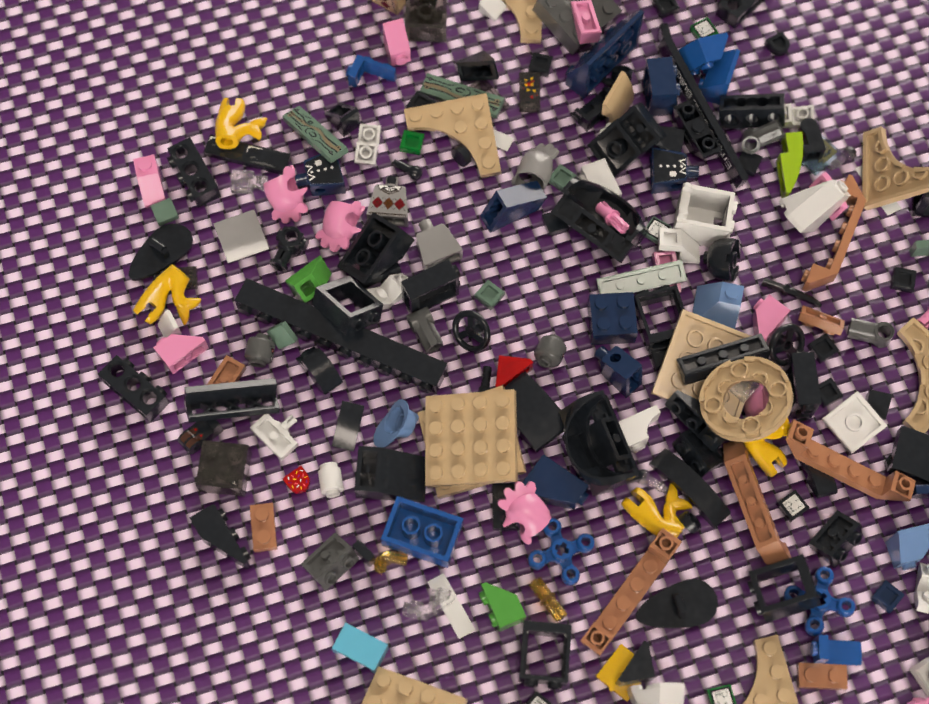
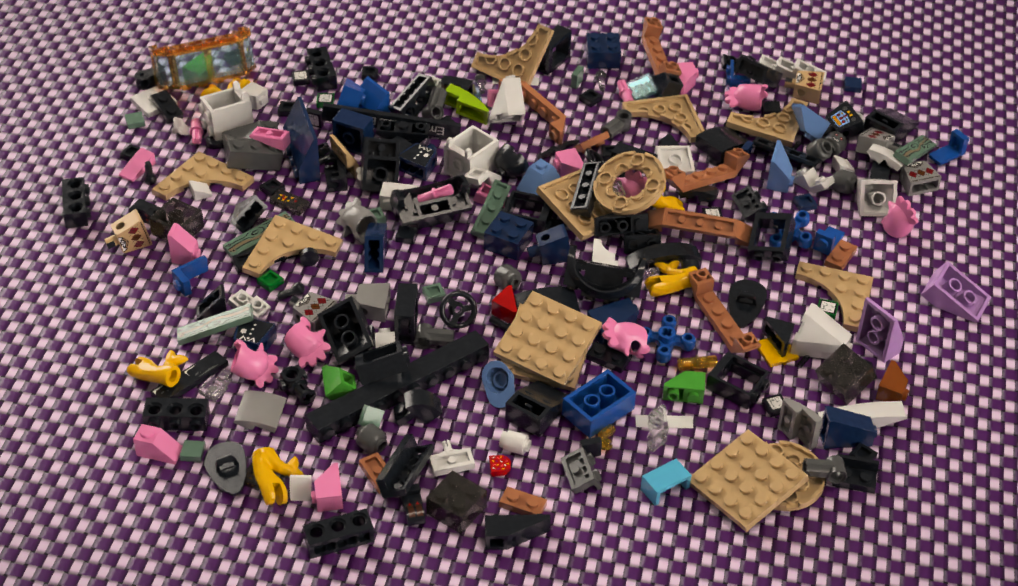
camera: 60 degrees left, 25 degrees down
(348, 425) = (481, 414): black slope -> none

